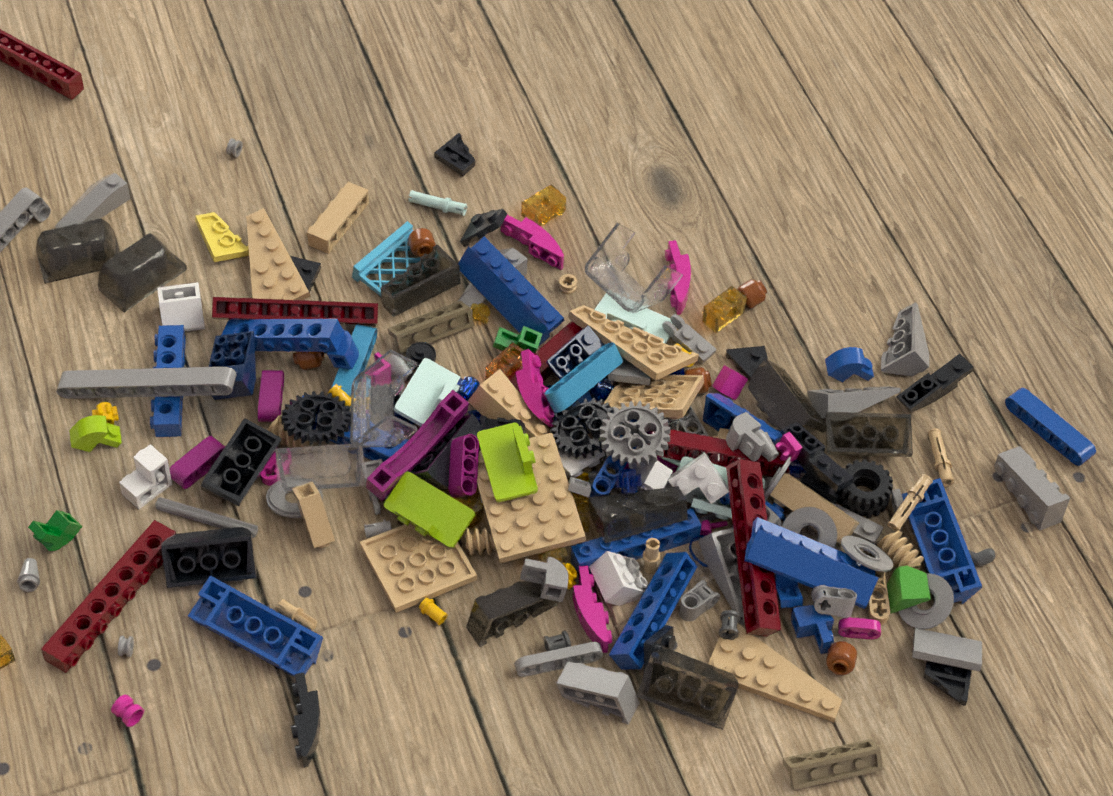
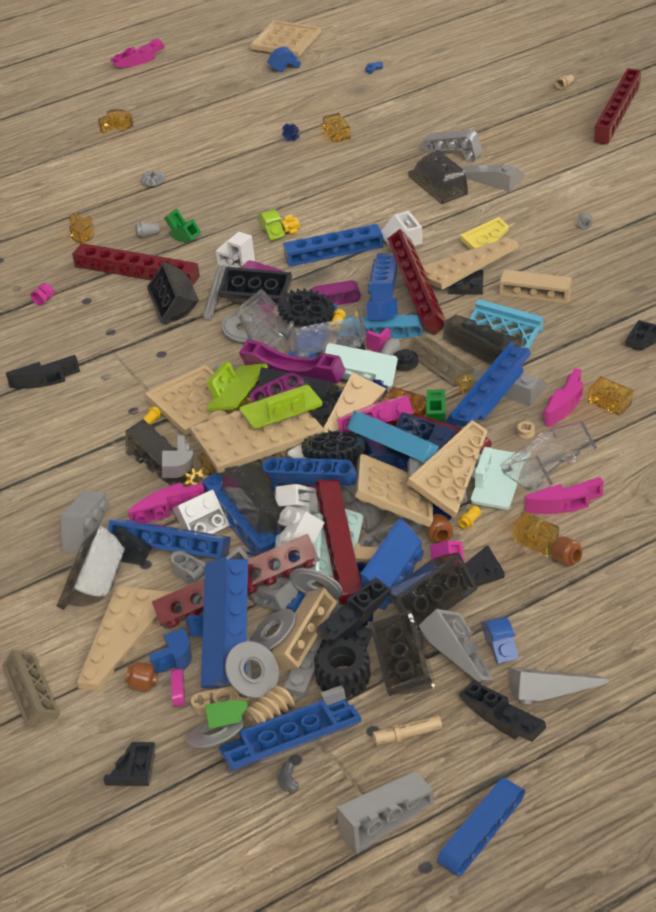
camera: 85 degrees right, 10 degrees down
(125, 646) = (94, 277): light grey bush -> none
(138, 272) = (434, 206): clear smoke windscreen -> none
(146, 382) = (315, 228): light grey beam -> none
(238, 353) = (350, 263): dark blue slope -> none
(256, 627) = (111, 331): blue slope -> none
(296, 615) = (134, 350): tan axle -> none
(313, 514) = (218, 330): tan slope -> none
(421, 242) = (523, 327): dark orange head -> none
(445, 205) = (582, 339): light aqua pin -> none
(483, 224) = (568, 361): black wing -> none
(557, 641) = (132, 489): dark grey bush -> none
(558, 659) = (114, 493): light grey beam -> none
(579, 486) = (268, 451): light grey tile -> none
(628, 481) = (274, 476): clear blue gear -> none
(635, 434) = (315, 461): light grey gear -> none
(651, 555) = (221, 522): tan pin -> none
(688, 338) = (488, 517): light grey hinge -> none
(729, 624) = (159, 588): dark grey bush -> none
(743, 436) = (357, 545): light grey brick -> none
(769, 450) = (352, 565): light grey cone -> none
(788, 447) = (358, 584): dark pink tile -> none
(835, 601) = (190, 651): light grey piece -> none
(920, 488) = (331, 698): tan pin -> none
(947, 649) = (161, 757): light grey tile -> none

